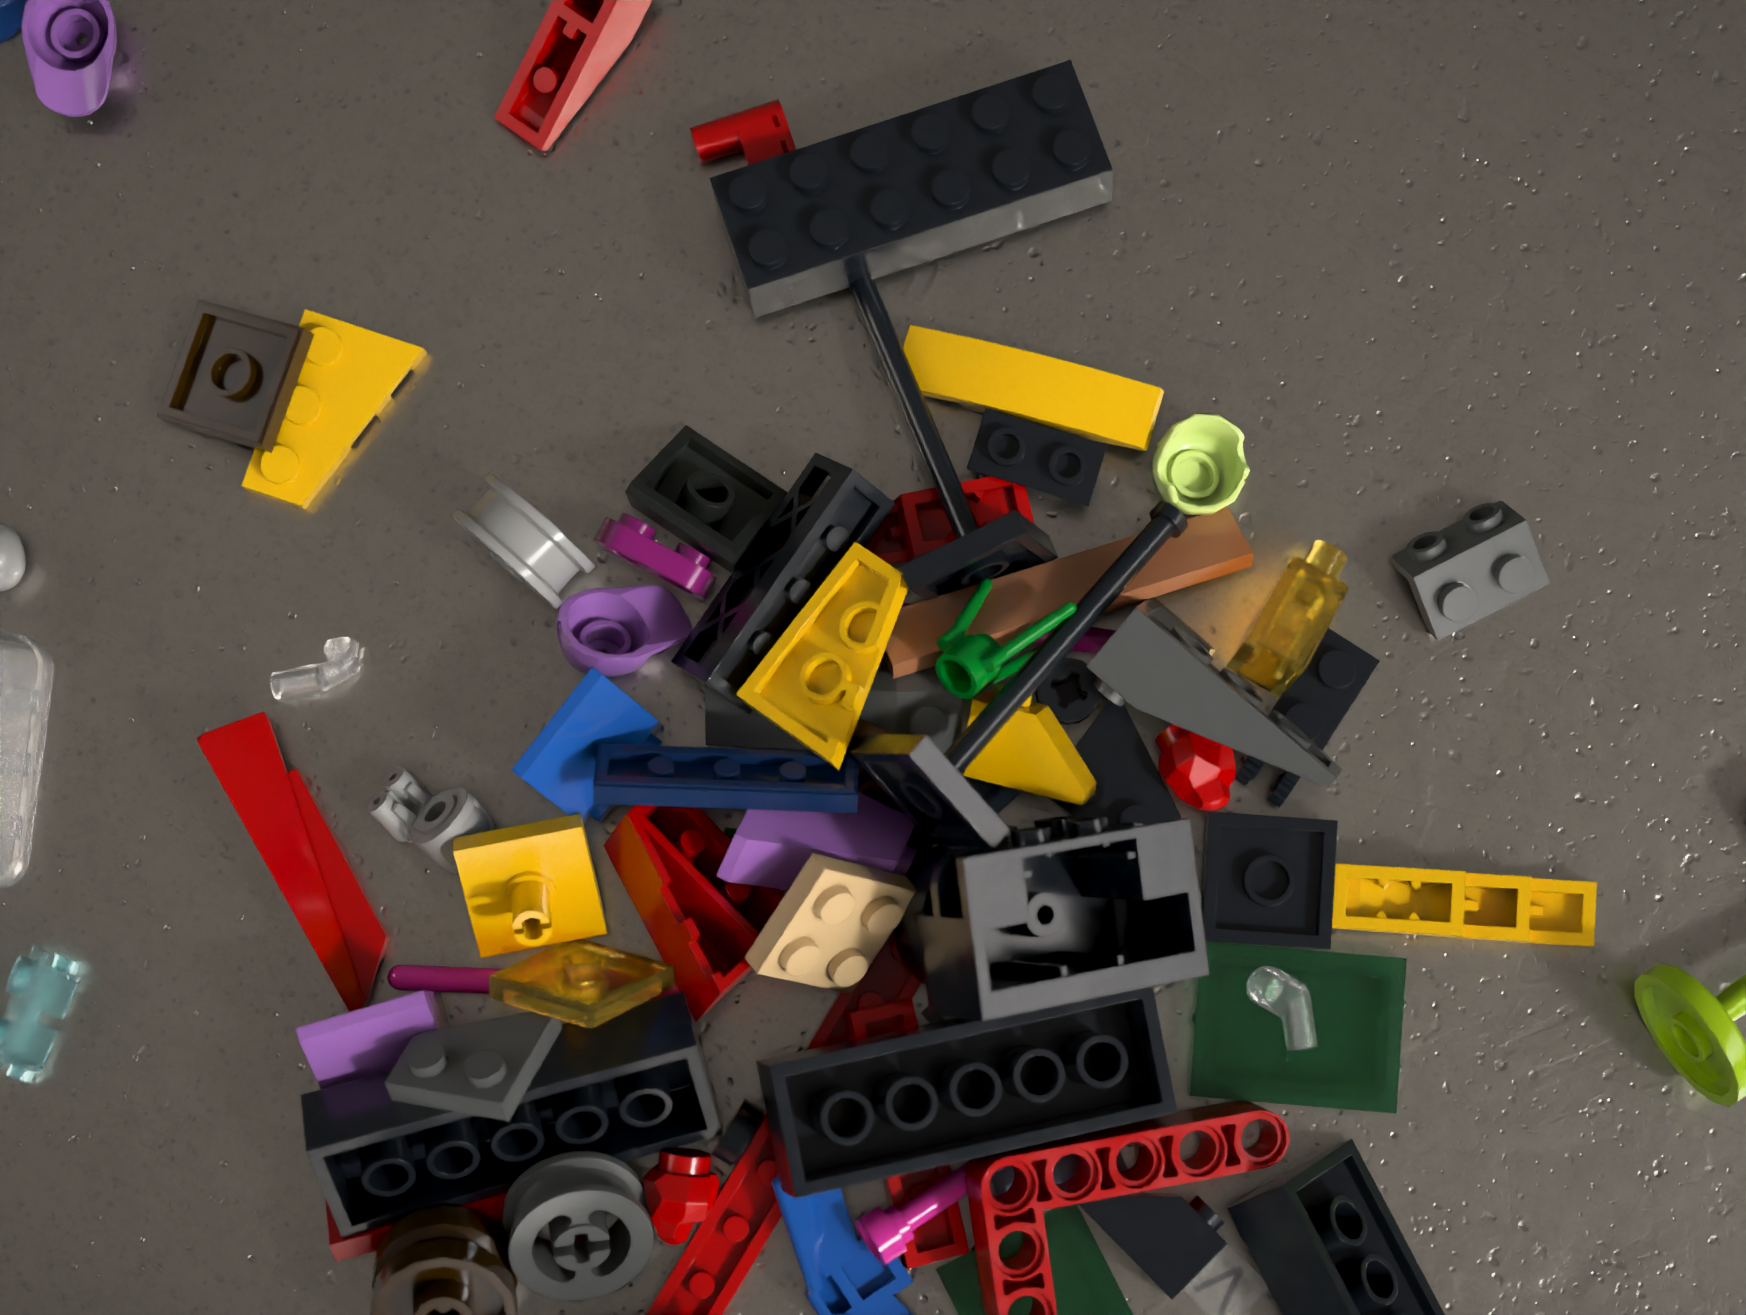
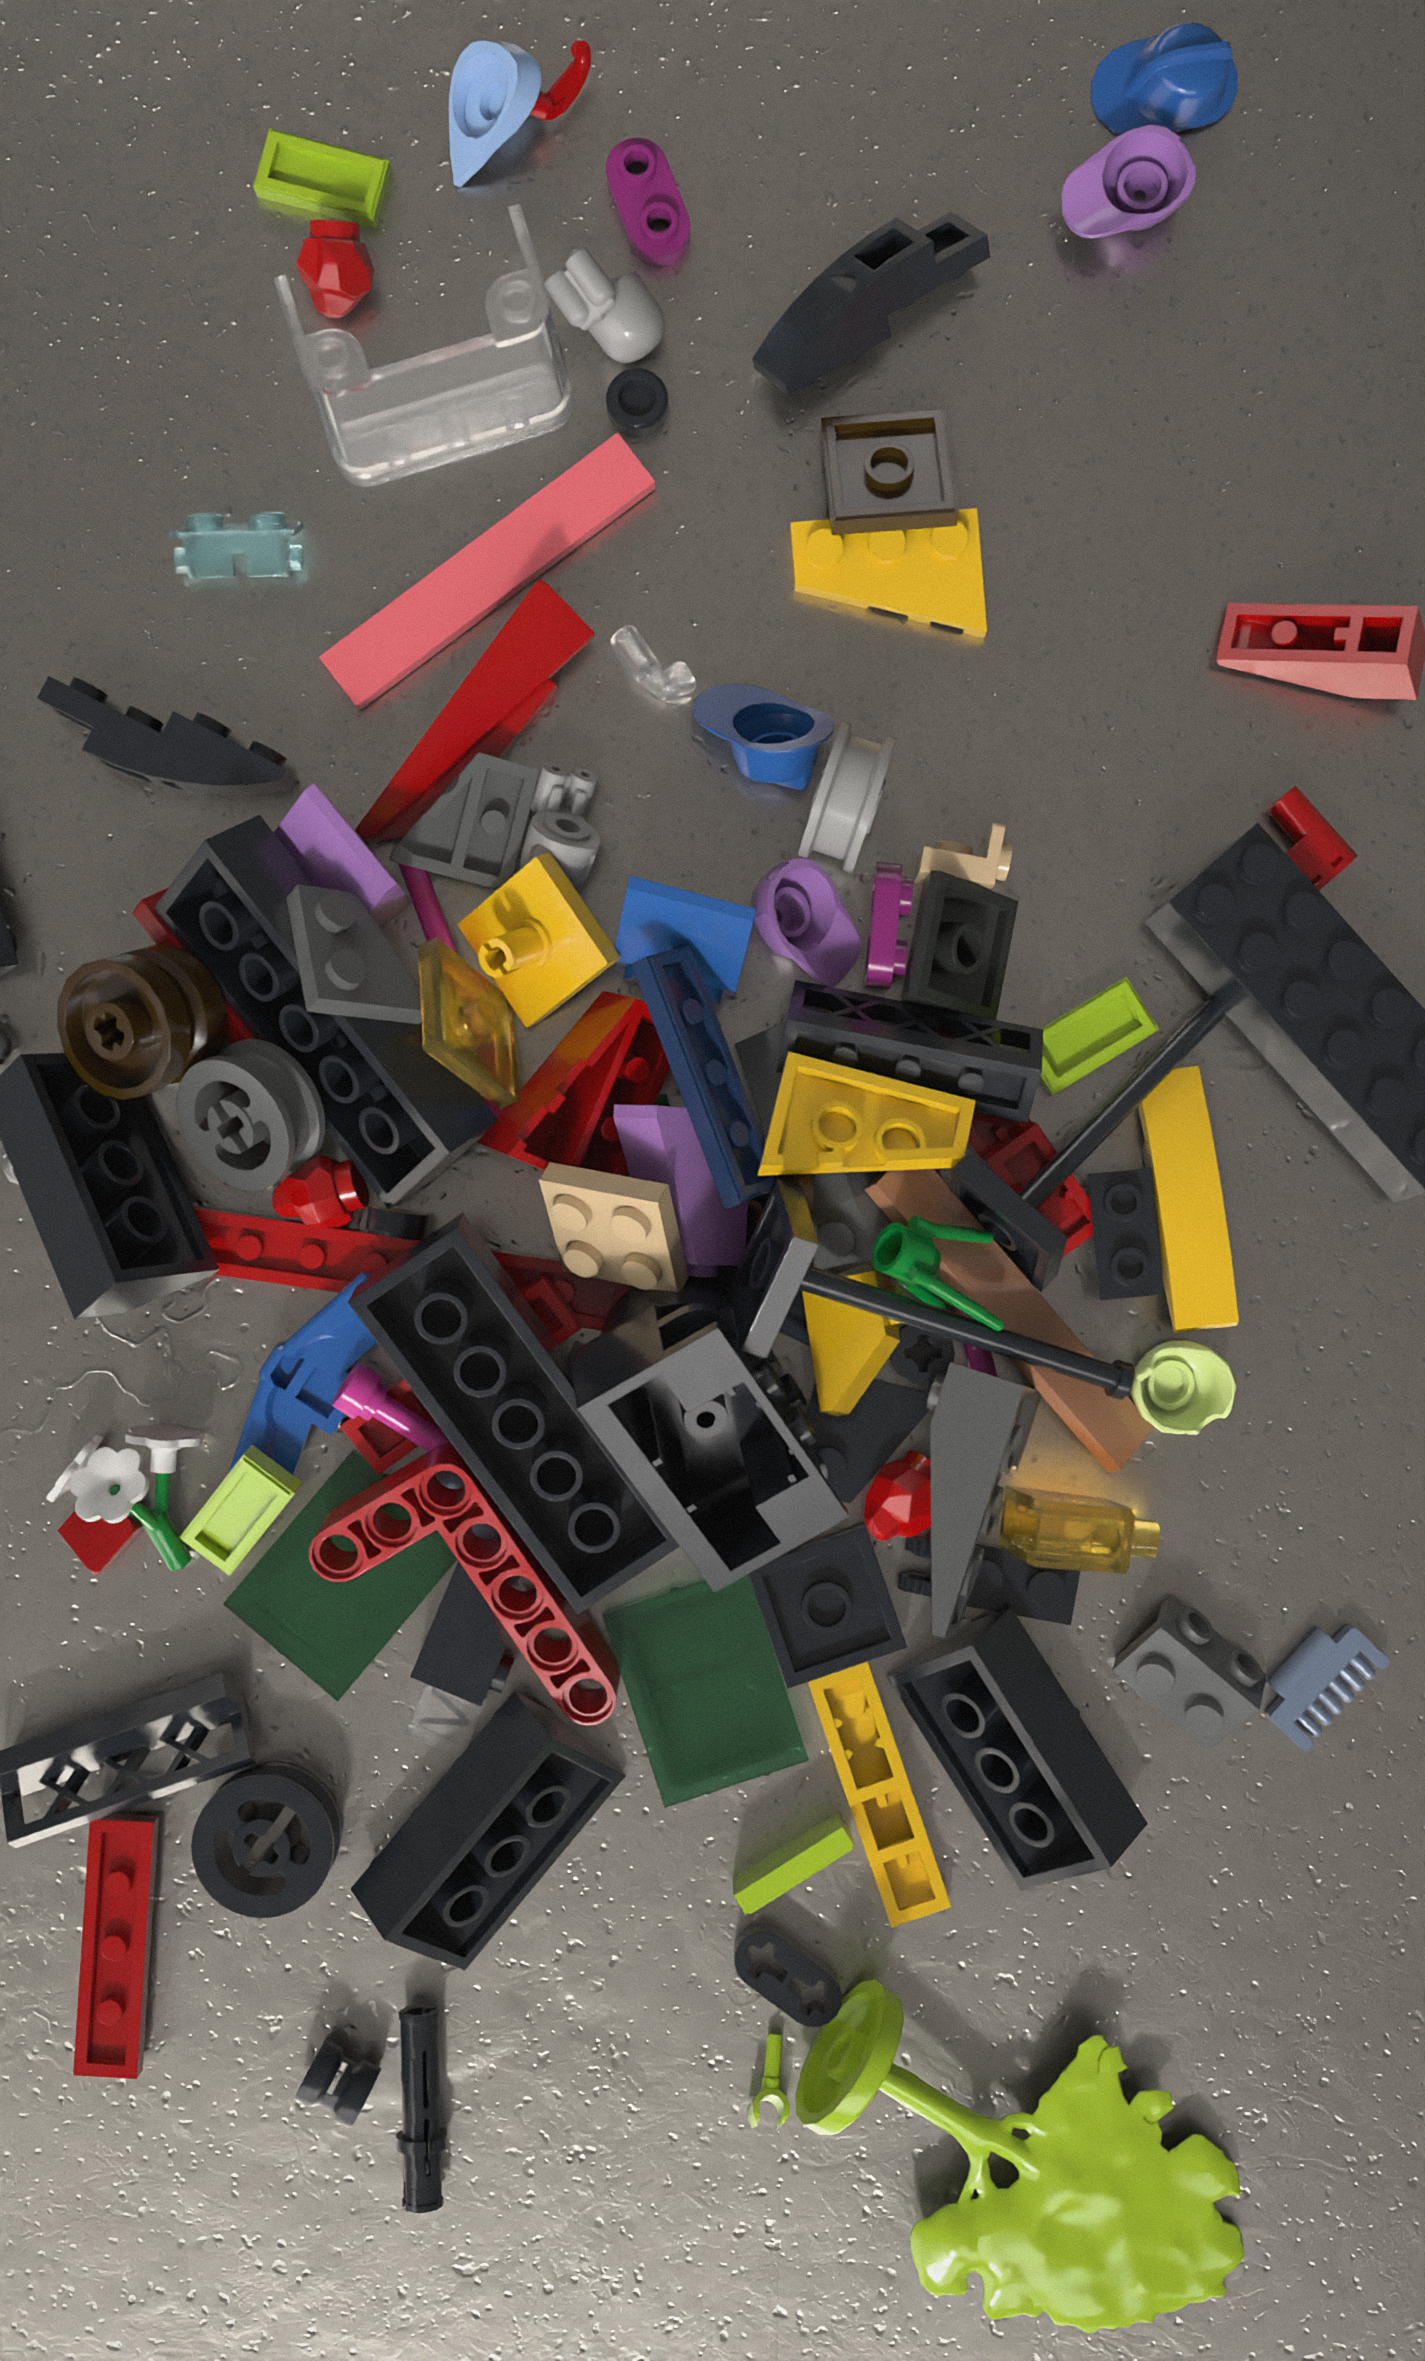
camera: 60 degrees right, 5 degrees up
(61, 340) = (850, 301): none -> black slope
(64, 580) = (637, 402): none -> black tile
(160, 789) = (488, 571): none -> coral tile
(211, 1147) = (184, 758): none -> black slope
(393, 900) = (473, 824): none -> dark grey wing
(427, 590) = (766, 732): none -> blue piece
(626, 464) = (958, 859): none -> tan bracket
(840, 409) = (1093, 1035): none -> lime tile
(1289, 1001) = (725, 1668): clear arm -> none
(1477, 759) = (1019, 1752): none -> black slope
(1496, 1013) = (792, 1863): none -> lime tile
(1513, 454) = (1314, 1669): none -> sand blue piece
(1592, 1051) = (778, 1986): none -> black beam
(1702, 1125) = (771, 2084): none -> lime hand

